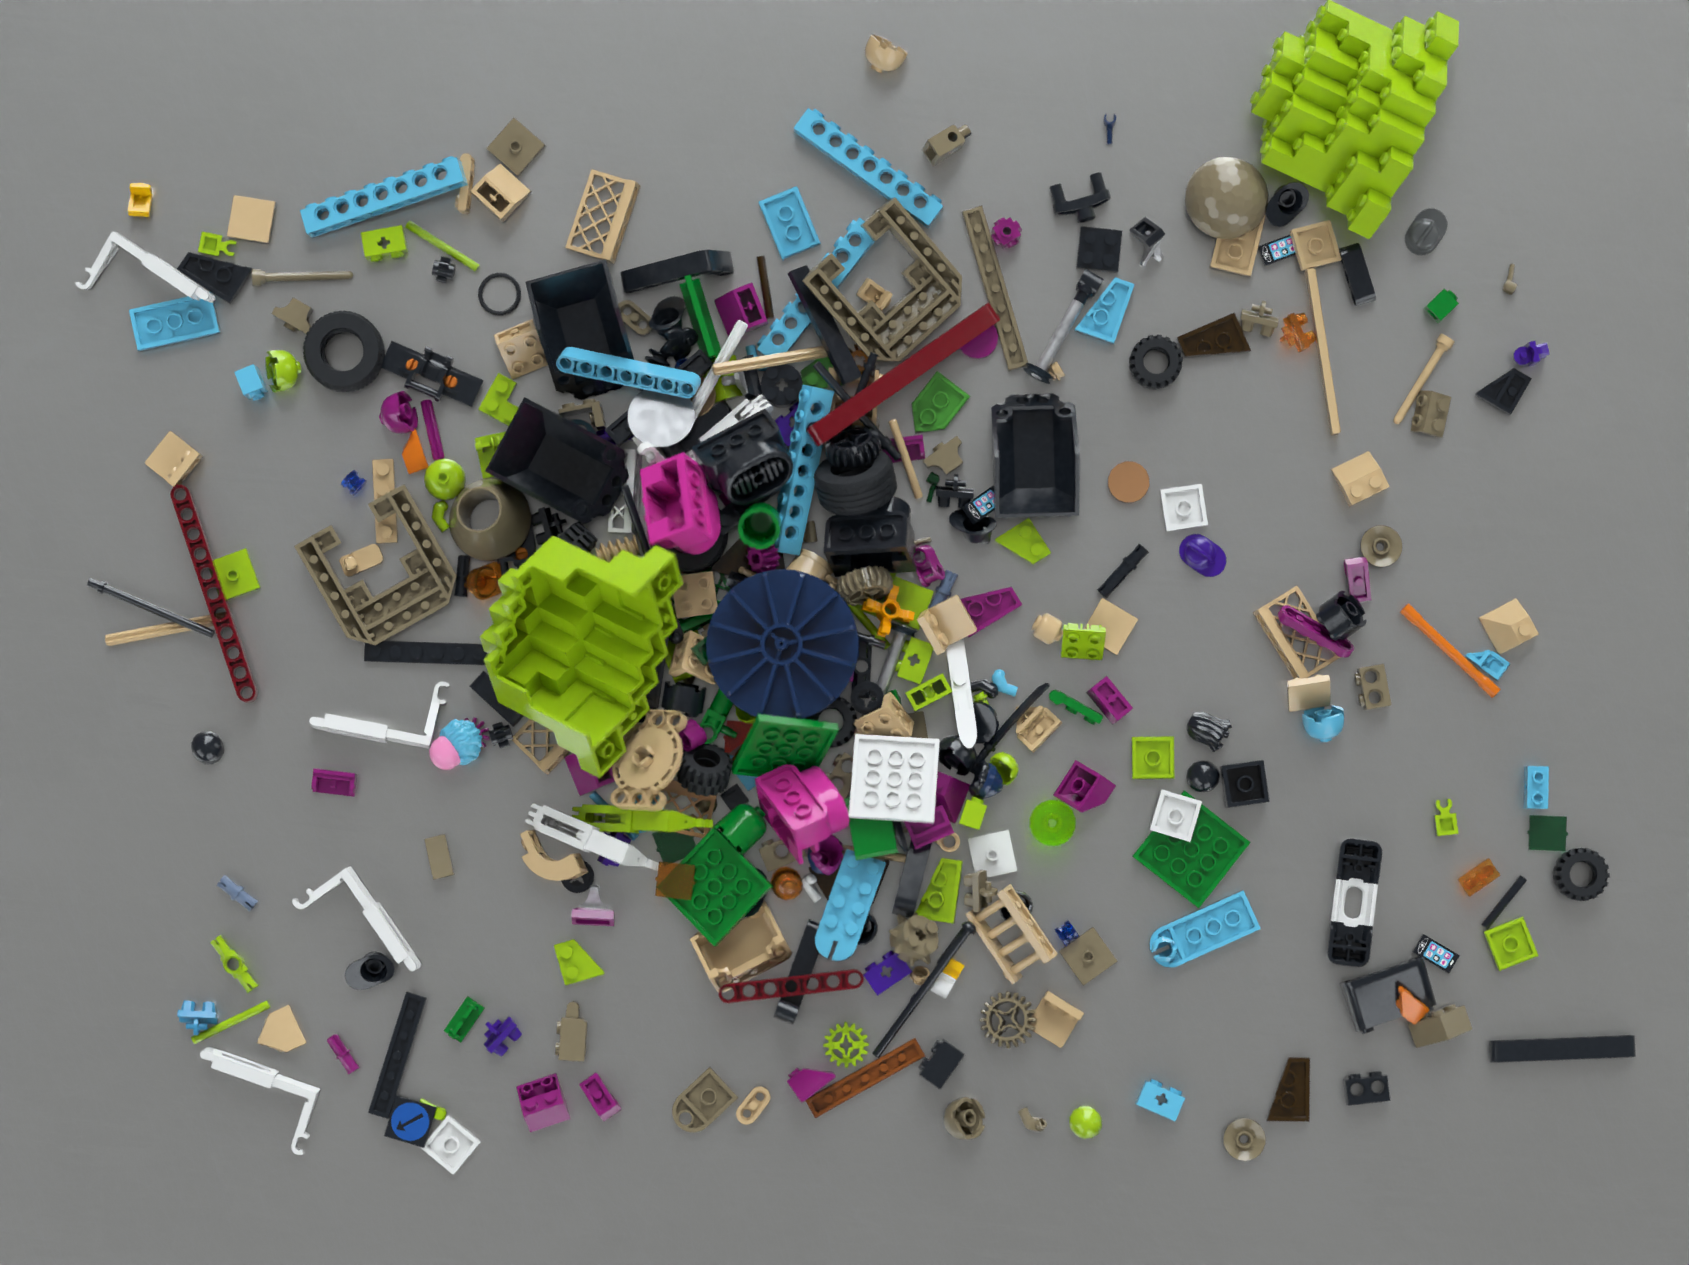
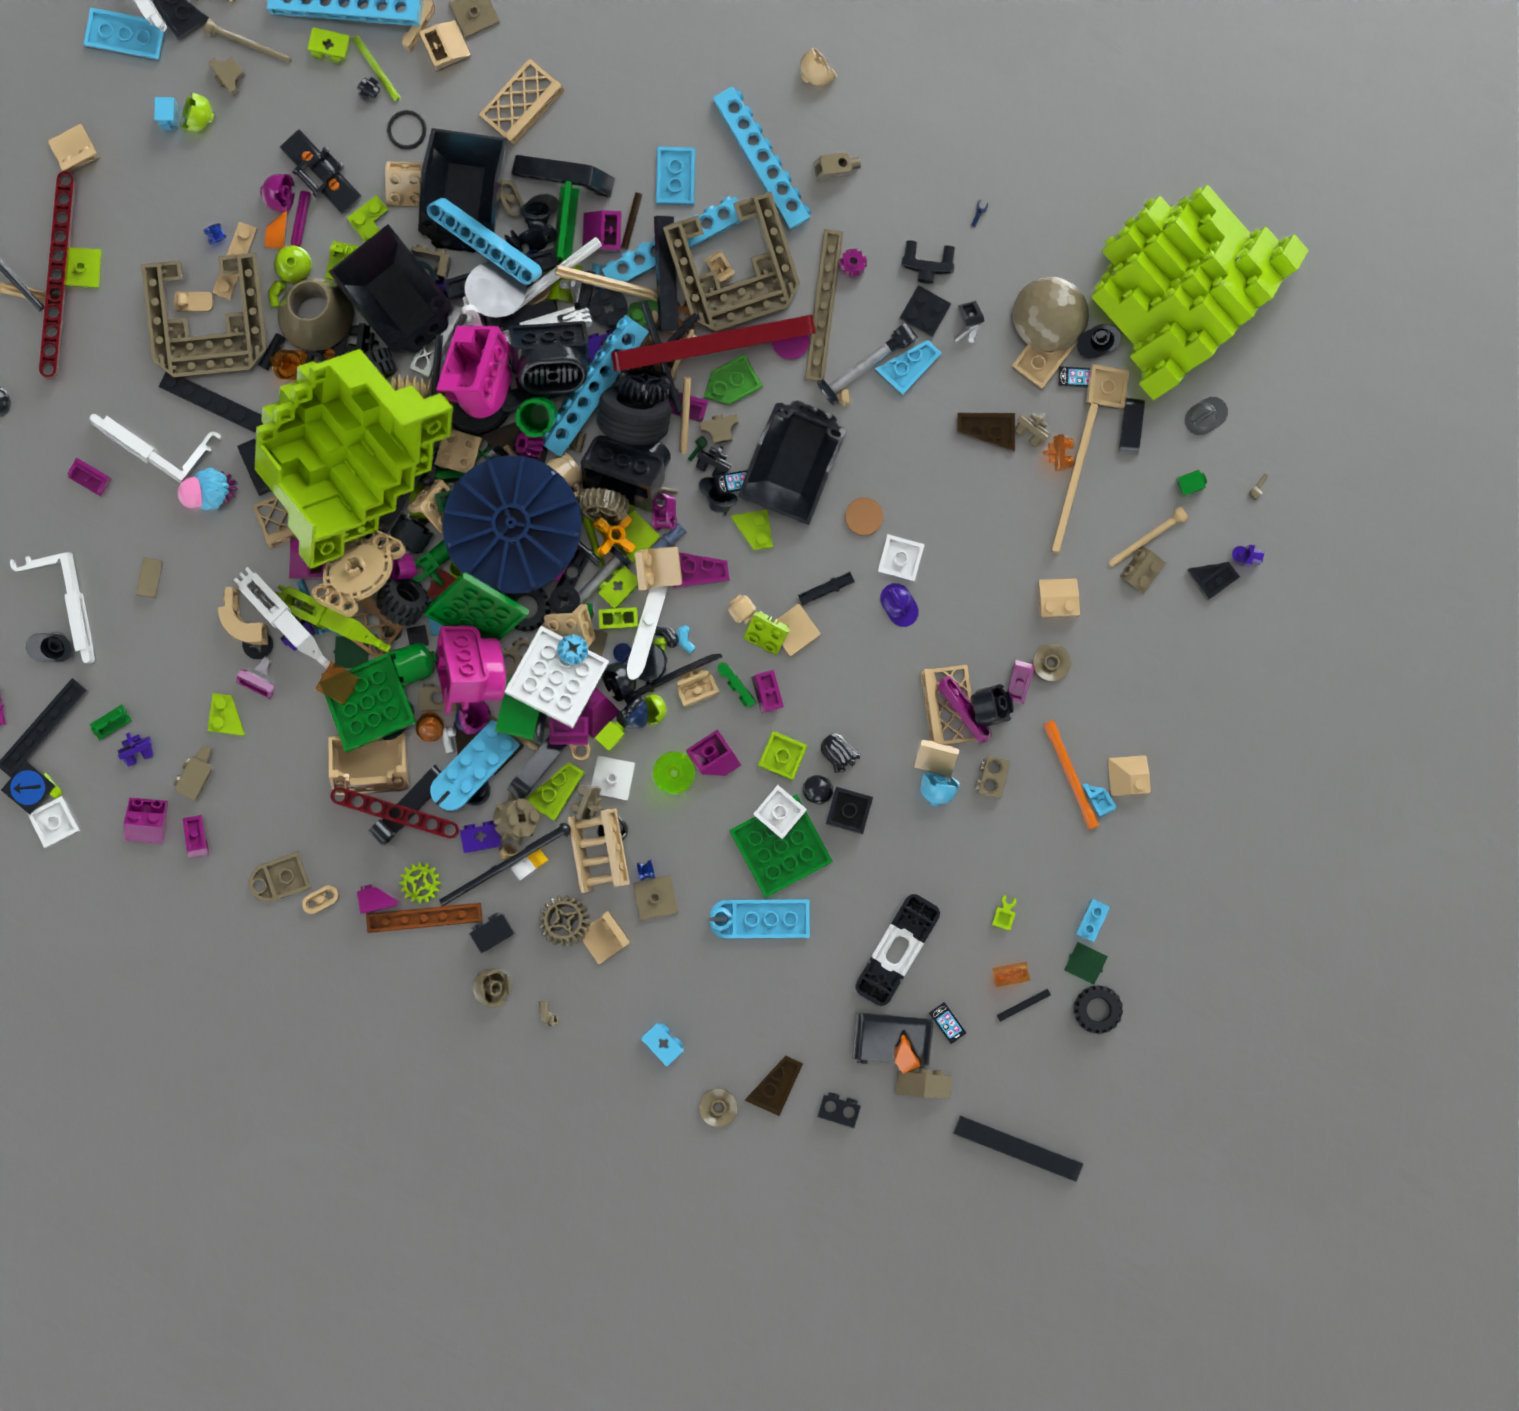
camera: 10 degrees right, 0 degrees up
(323, 331) = (254, 94): black tyre -> none
(501, 735) = (245, 498): black gear -> none
(898, 753) = (571, 657): none -> medium azure gear
(947, 724) = (622, 655): none -> clear blue wheel
(1085, 1122) = (592, 1035): lime hair -> none
(1161, 344) = (930, 442): black tyre -> none
(1510, 943) = (1013, 1041): lime plate -> none

